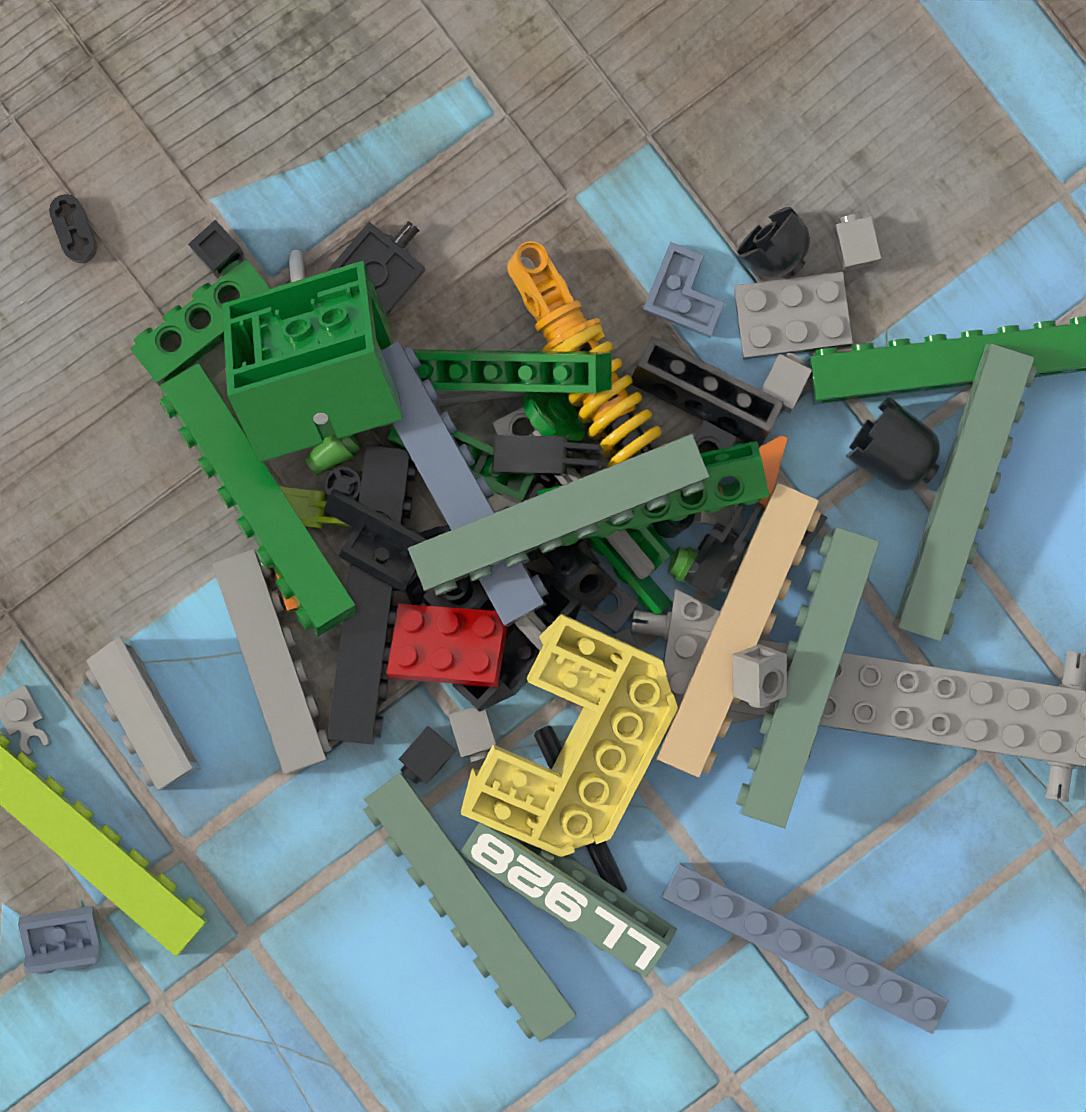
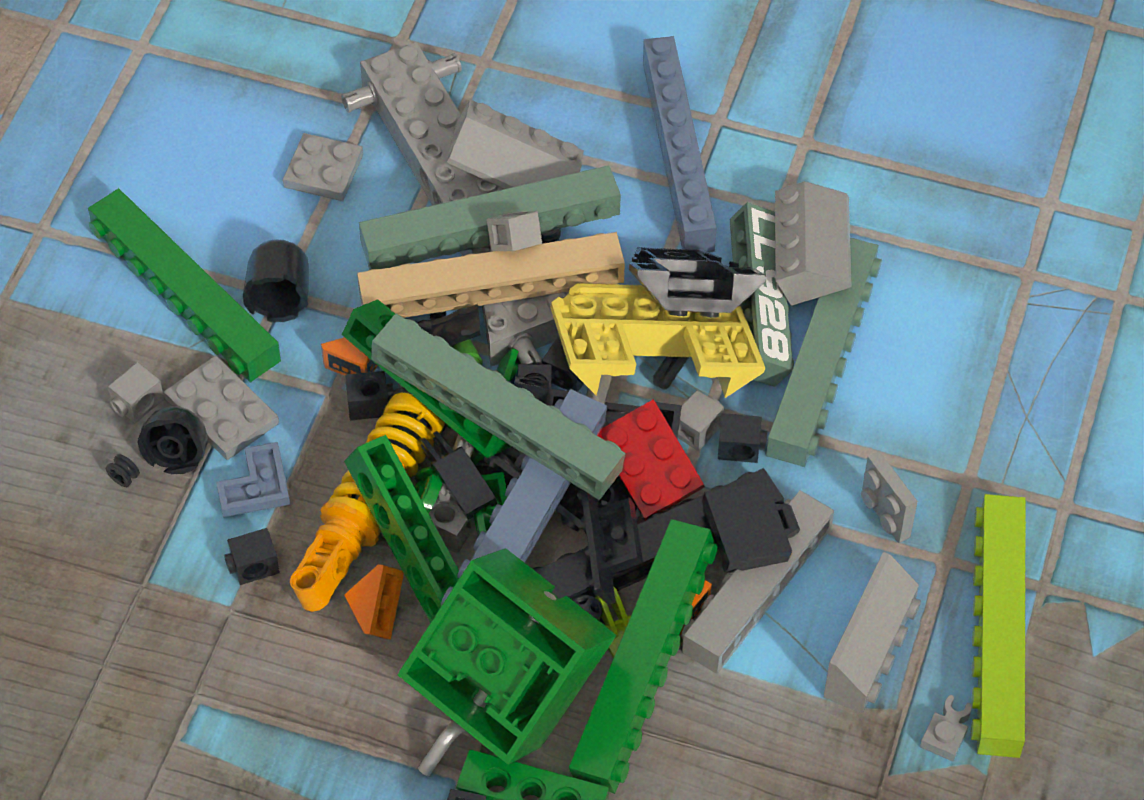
camera: 125 degrees left, 30 degrees down
(60, 940) = (1085, 588): sand blue bracket -> none
(247, 829) = (888, 497): none -> light grey plate
(311, 678) = (749, 526): none -> black piece
(386, 260) = (389, 704): black plate -> none
(475, 311) = (376, 600): none -> orange slope
(585, 979) = (811, 241): none -> light grey slope
(603, 239) = (252, 556): none -> black brick
(616, 822) = (693, 280): none -> wedge
(706, 392) = (324, 415): black brick -> none
(777, 183) = (122, 470): none -> black bush
(787, 380) = (278, 377): light grey brick -> none
(877, 758) = (507, 150): none -> light grey slope
(964, 491) = (282, 216): sand green brick -> none
(1019, 588) = (323, 167): none -> light grey plate

